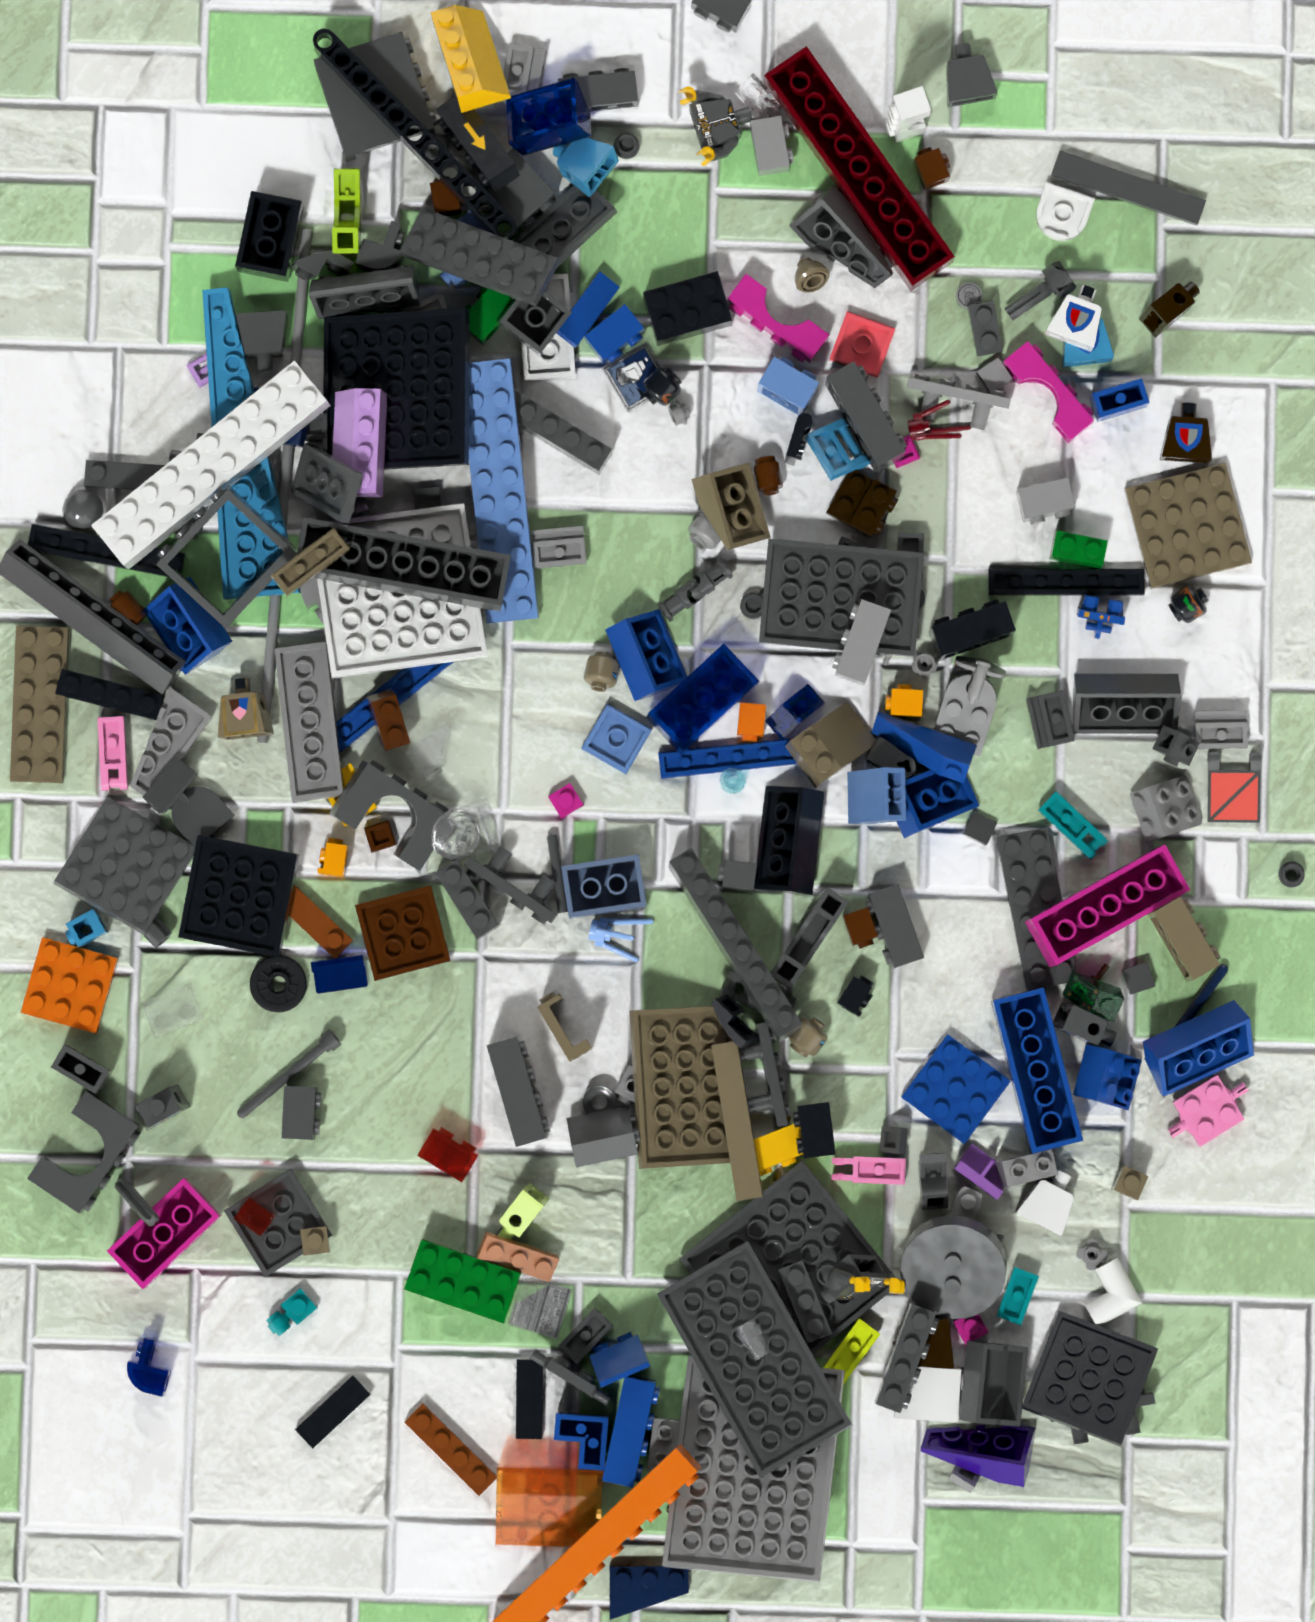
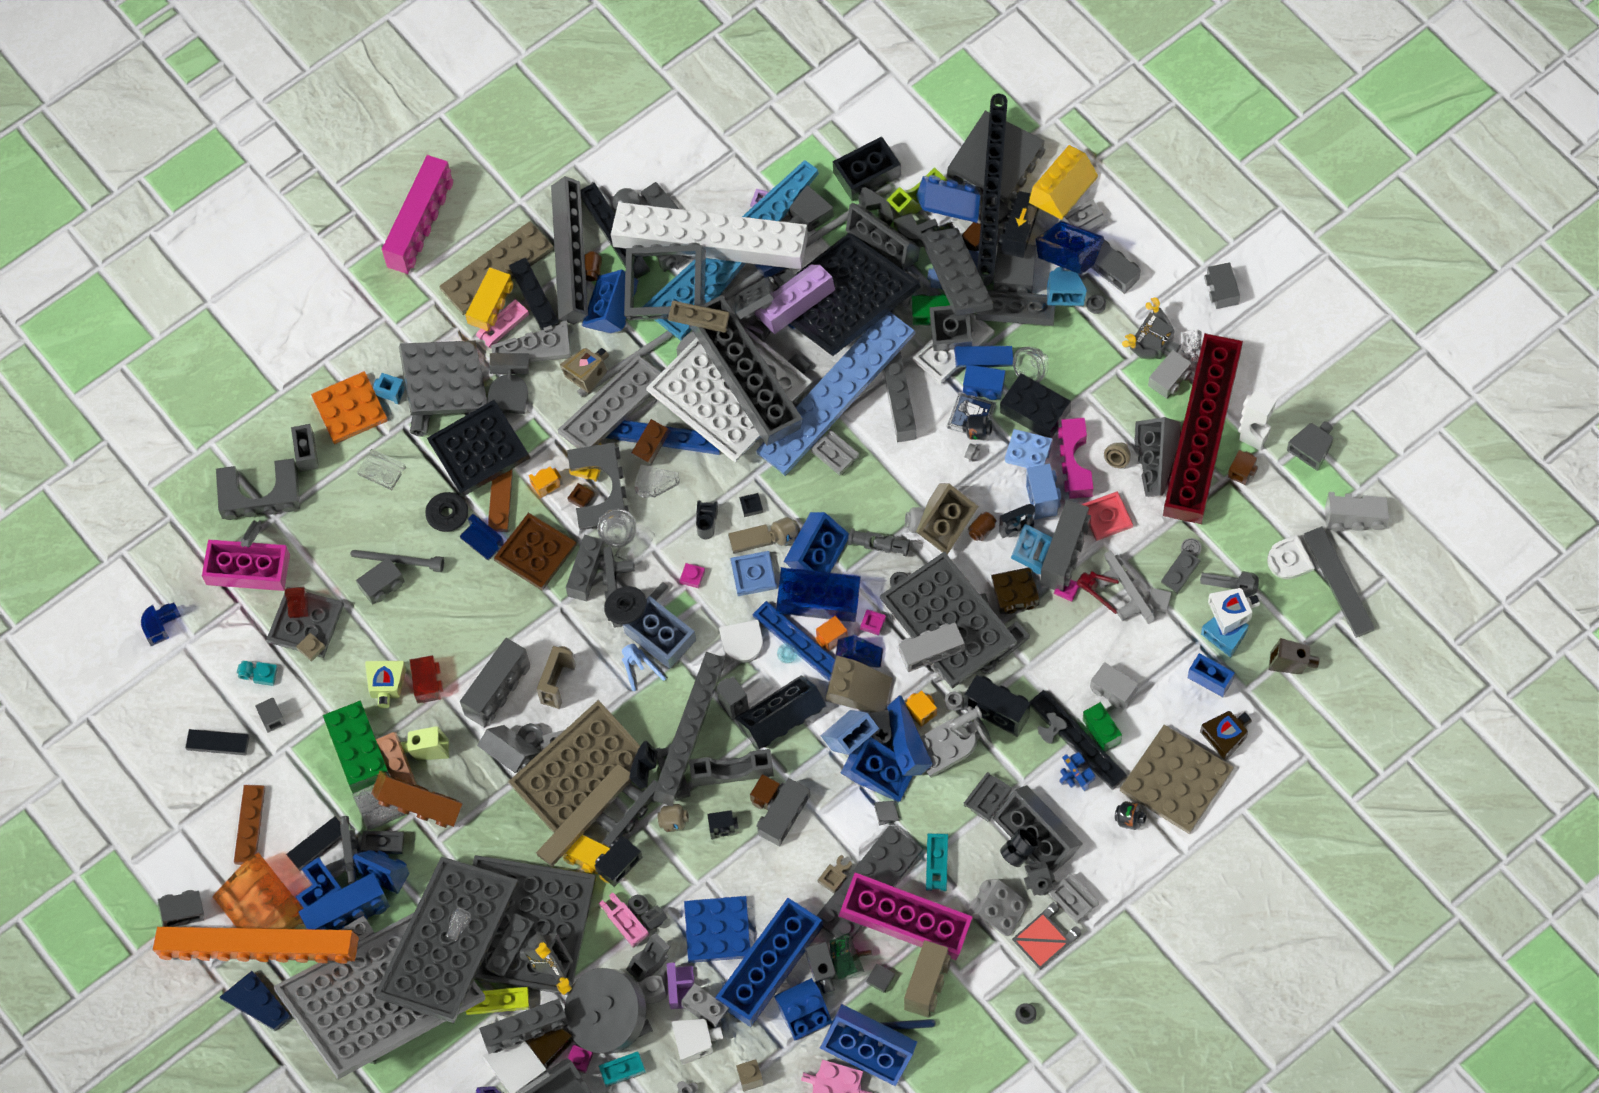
camera: 55 degrees right, 20 degrees down
(79, 746) = (489, 299): none -> yellow brick
(162, 1106) = (317, 505): dark grey torso -> none
(351, 1338) = (270, 715): none -> dark grey panel
(387, 189) = (949, 198): none -> blue slope
(414, 1196) = (385, 680): none -> yellowish green torso
(486, 1587) = (180, 908): none -> dark grey brick
(516, 733) = (706, 516): none -> black piece
(534, 897) = (625, 594): none -> black wheel
(540, 677) = (751, 504): none -> black tile
(576, 710) = (749, 538): none -> dark tan tile
(576, 1271) = (416, 800): none -> dark orange wedge
(640, 271) = (1031, 362): none -> clear piece
(679, 812) = (742, 641): none -> white tile
(733, 361) = (1028, 449): none -> light blue bracket
(774, 670) = (872, 622): none -> dark pink plate
(865, 1135) = (638, 910): none -> dark grey plate
(1002, 935) = (834, 876): none -> dark tan plate
(1028, 366) = (1175, 657): dark pink arch -> none
(1037, 588) = (1057, 724): none -> dark grey piece
(1077, 106) = (1355, 512): none -> light grey wedge
(1131, 737) = (1019, 847): none -> black wheel

